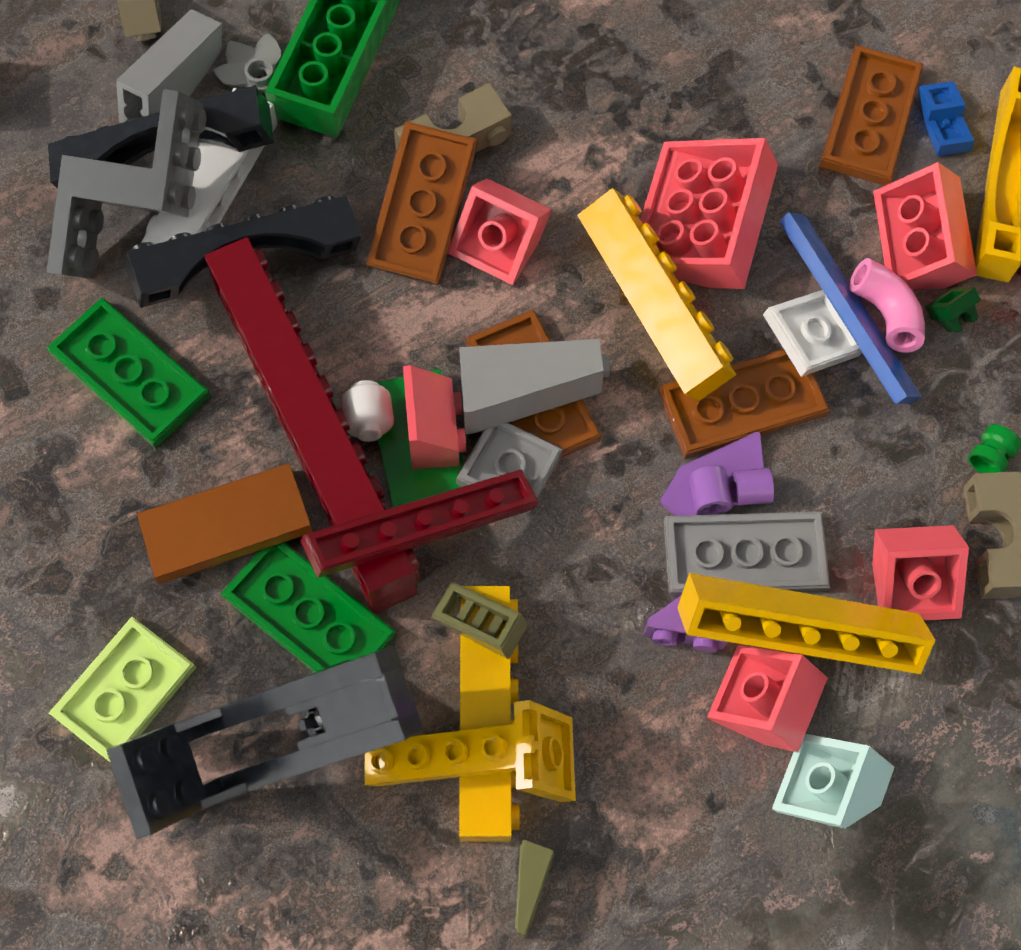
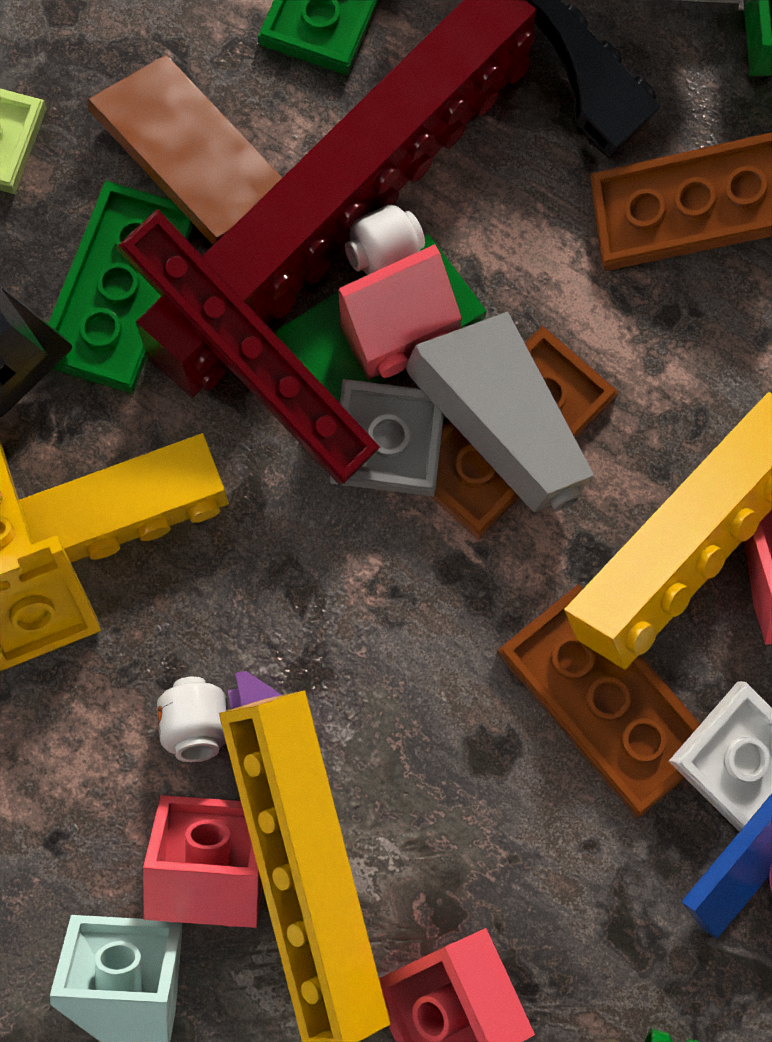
camera: 70 degrees right, 5 degrees up
(498, 230) = (709, 307): coral slope -> none
(508, 638) = (159, 501): olive slope -> none
(665, 671) = (191, 719): none -> white head
(721, 480) = (482, 708): medium lavender panel -> none
(748, 548) = (395, 774): light grey tile -> none

